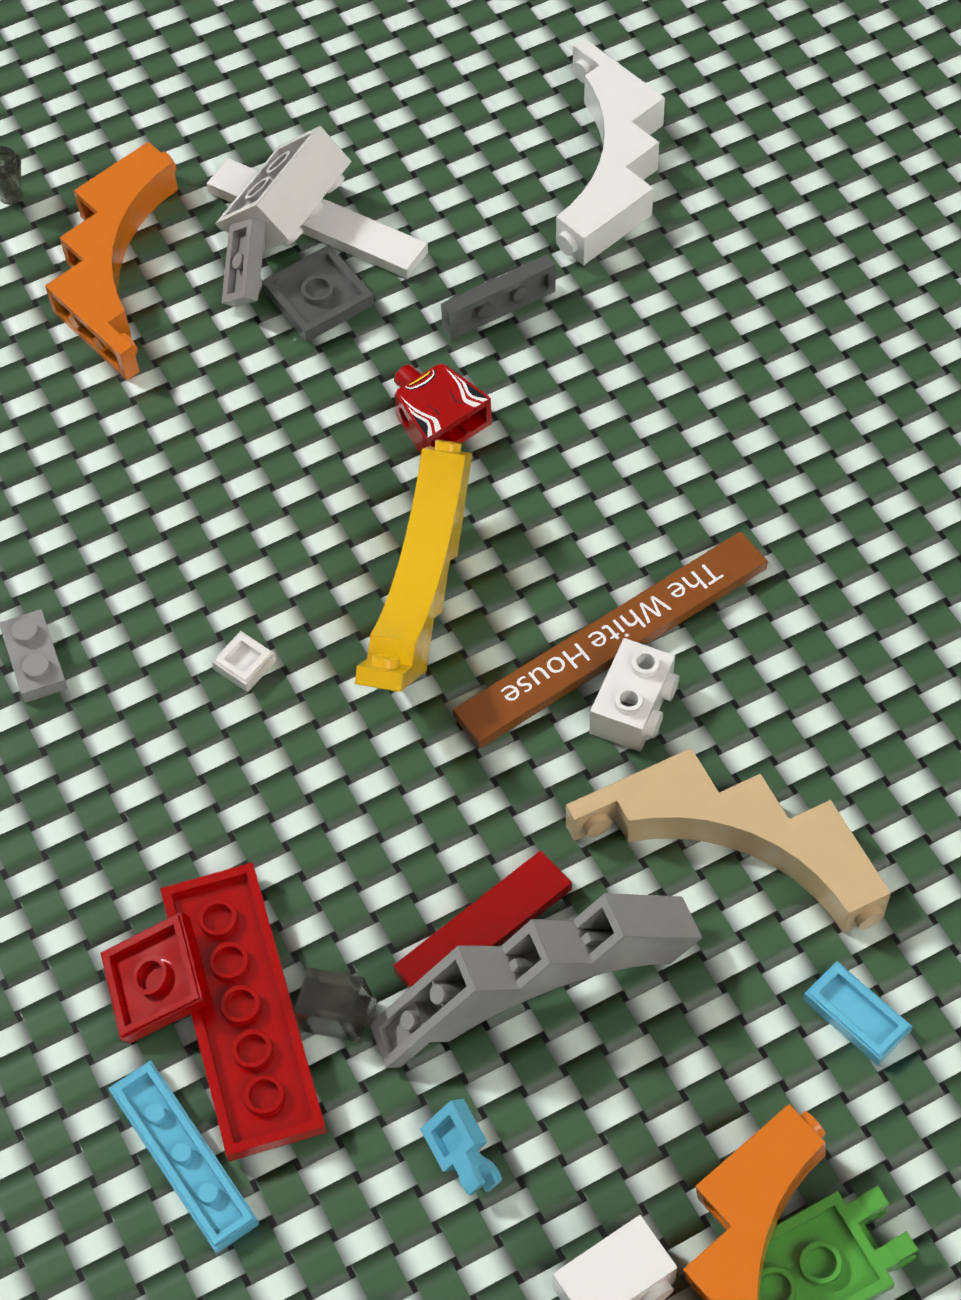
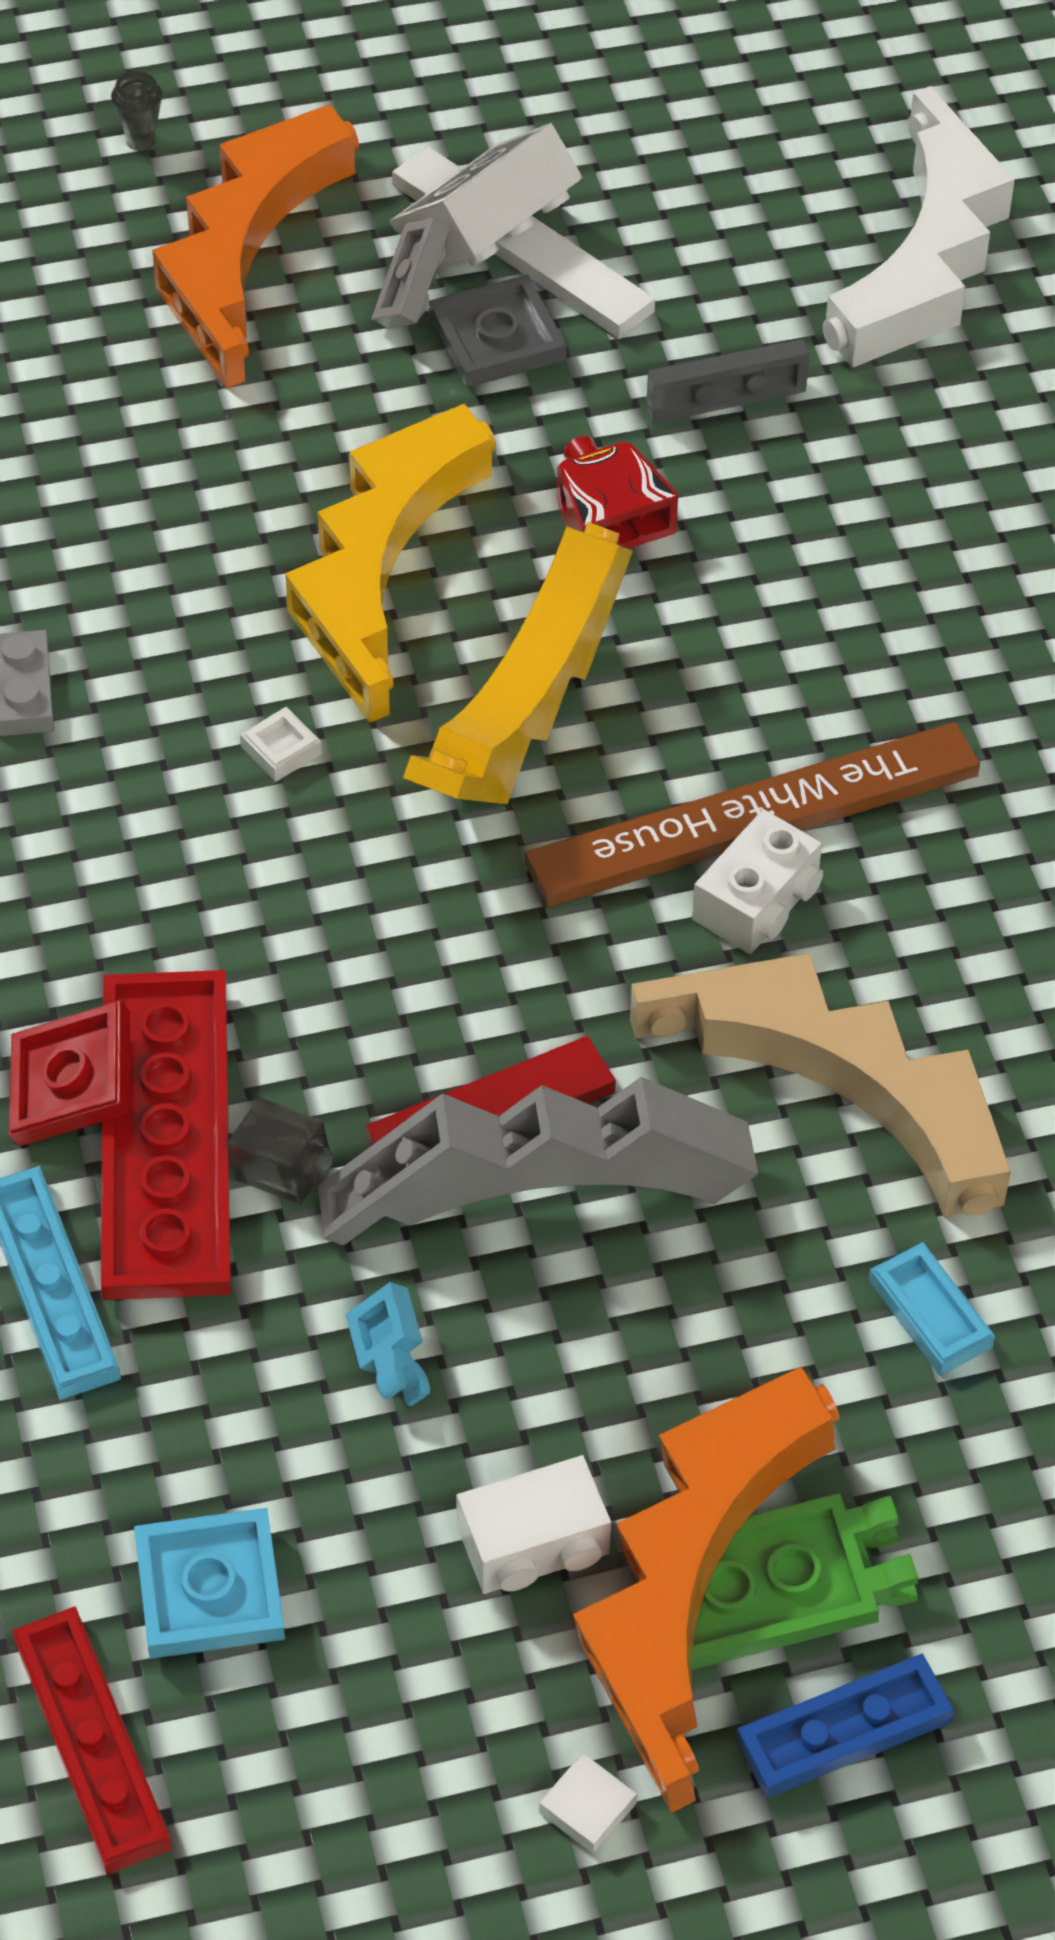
camera: 10 degrees right, 5 degrees down
(259, 530) = (395, 490): none -> yellow arch

